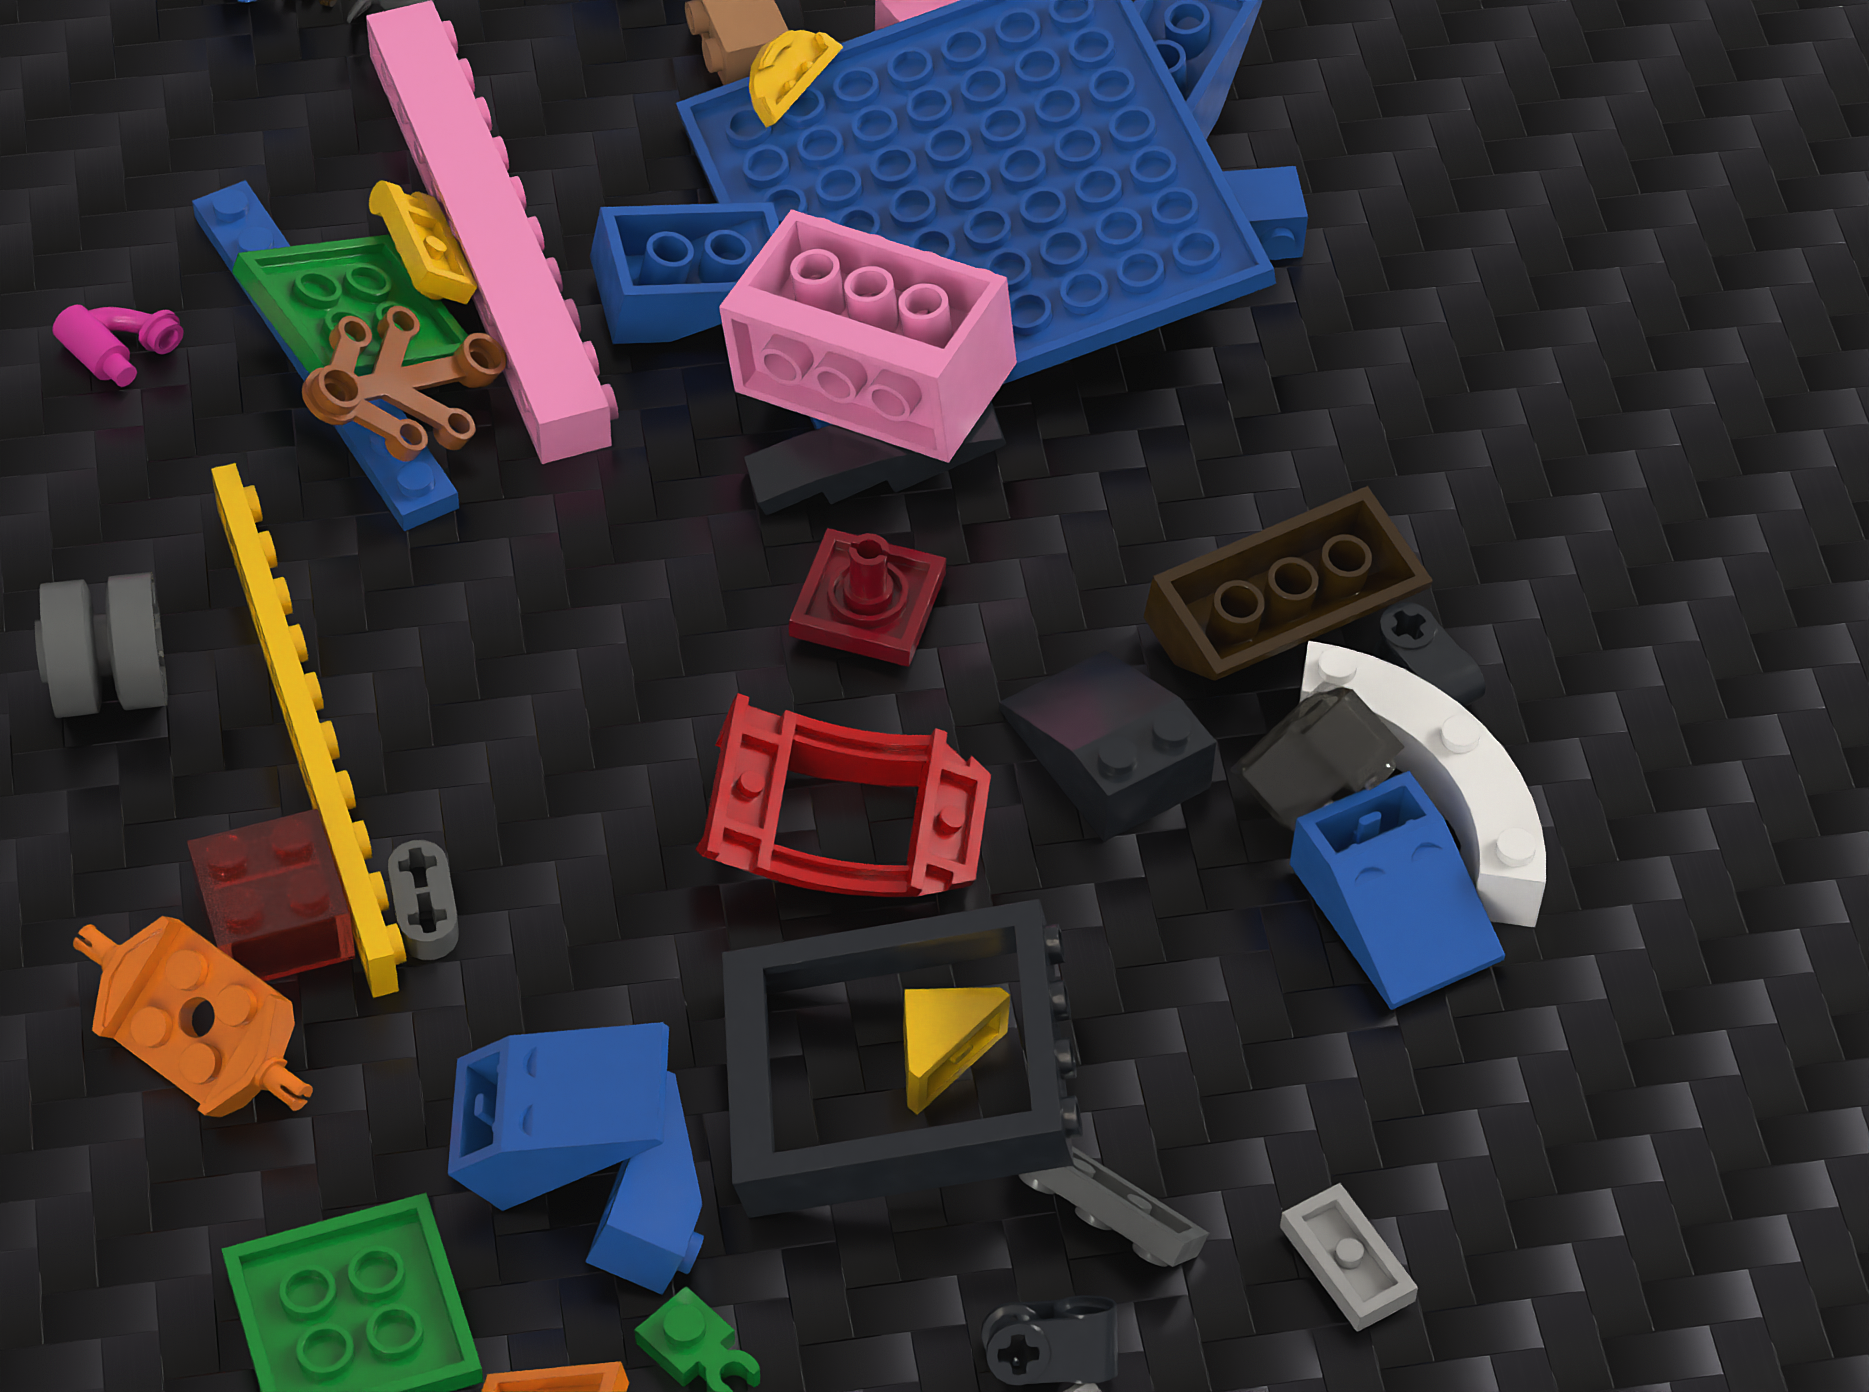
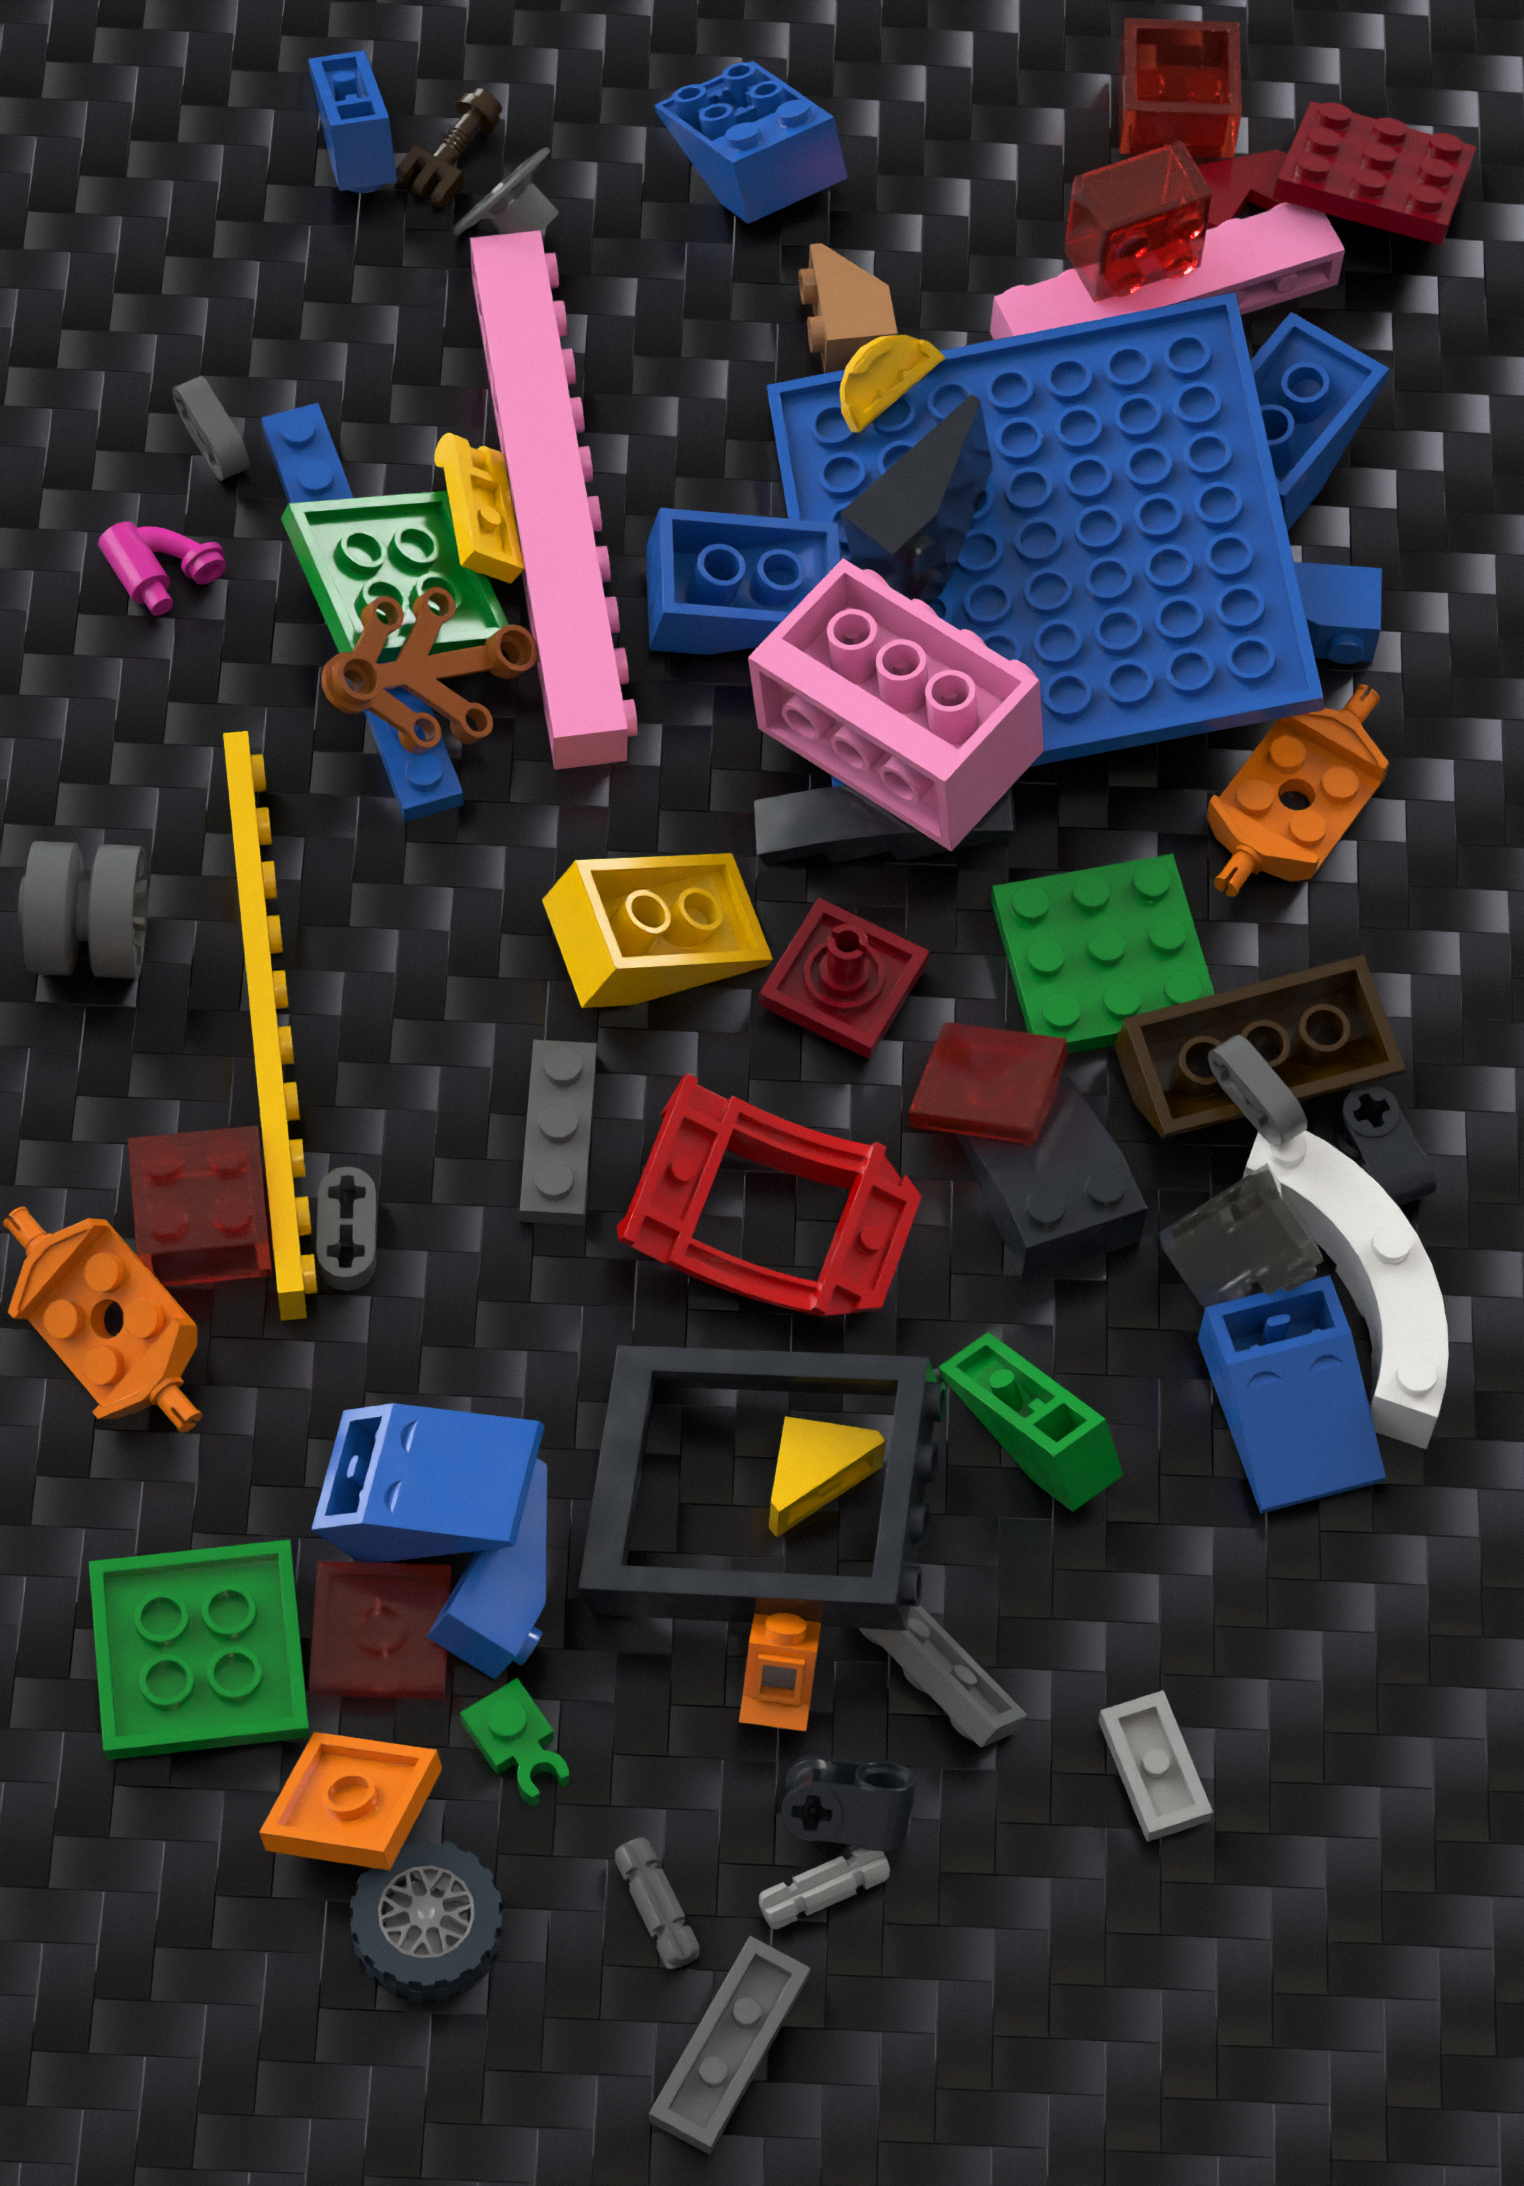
camera: 10 degrees right, 10 degrees up
(145, 215) = (211, 428): none -> dark grey beam
(531, 1268) = (375, 1630): none -> clear red tile
(617, 780) = (558, 1132): none -> dark grey plate
(669, 579) = (653, 926): none -> yellow slope
(855, 156) = (923, 506): none -> black slope
(953, 1227) = (780, 1671): none -> orange window
(1031, 663) = (988, 1082): none -> clear red tile
(1103, 535) = (1100, 948): none -> green plate
(1155, 959) = (1035, 1420): none -> green slope
(1272, 338) = (1309, 753): none -> orange plate
(1299, 615) = (1257, 1090): none -> dark grey beam

